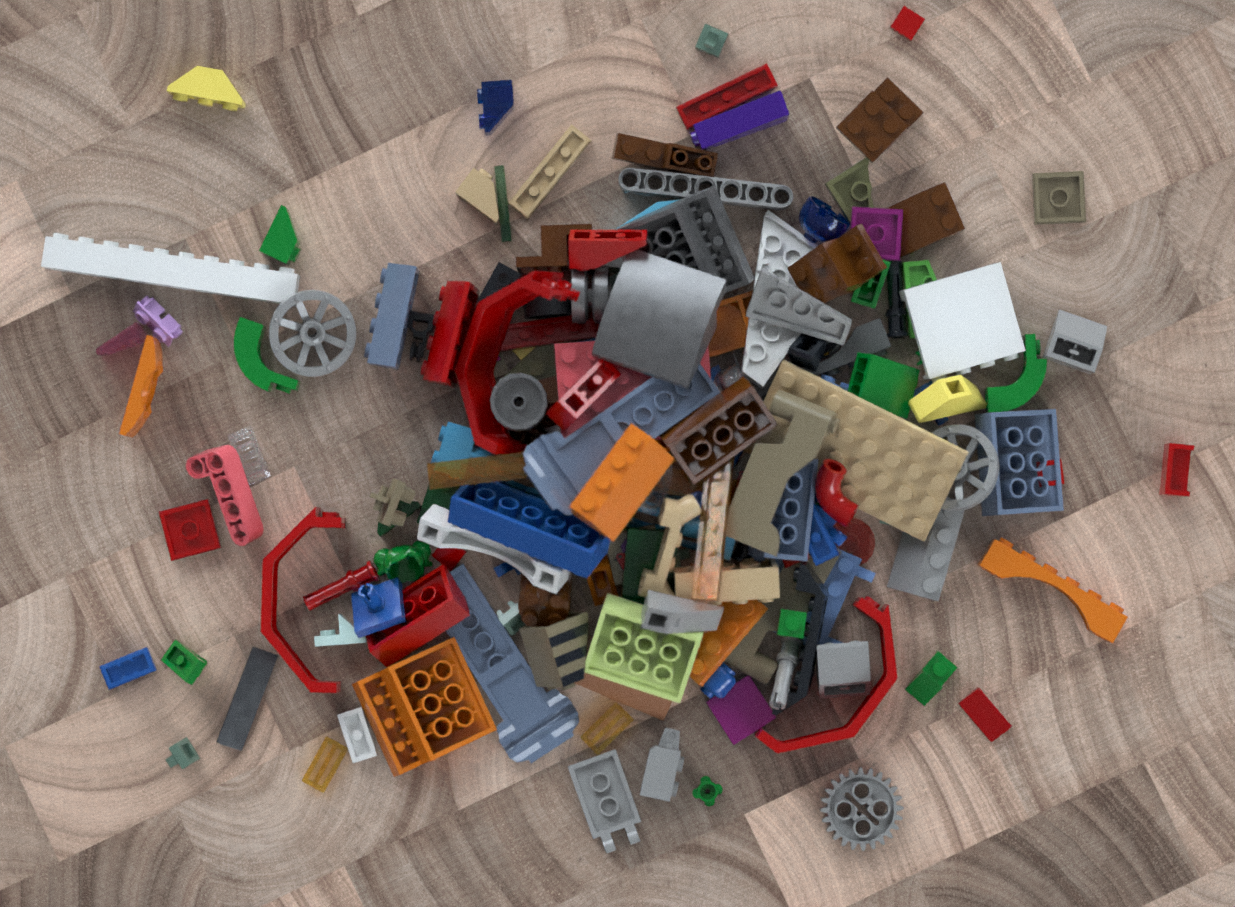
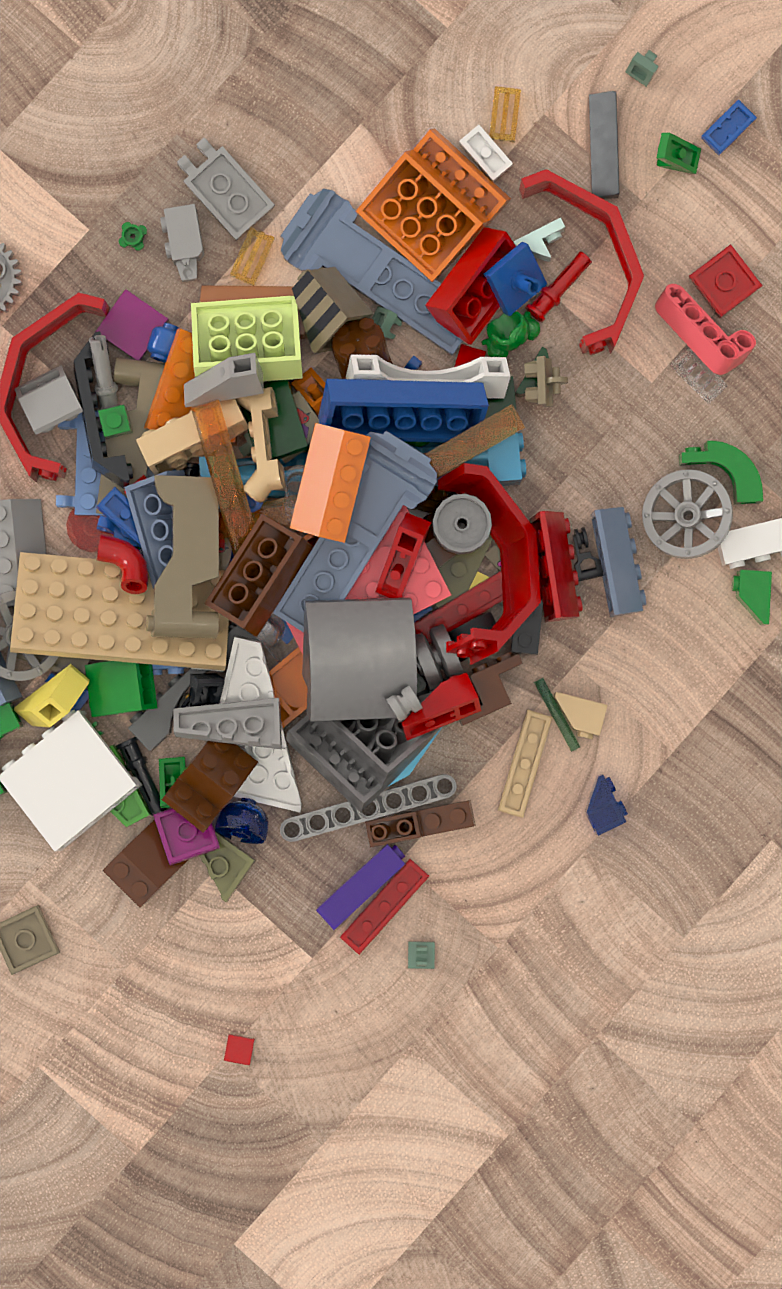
camera: 155 degrees right, 0 degrees up
(636, 260) = (403, 704): none -> light grey wheel
(879, 120) = (227, 942): reddish brown bracket -> none

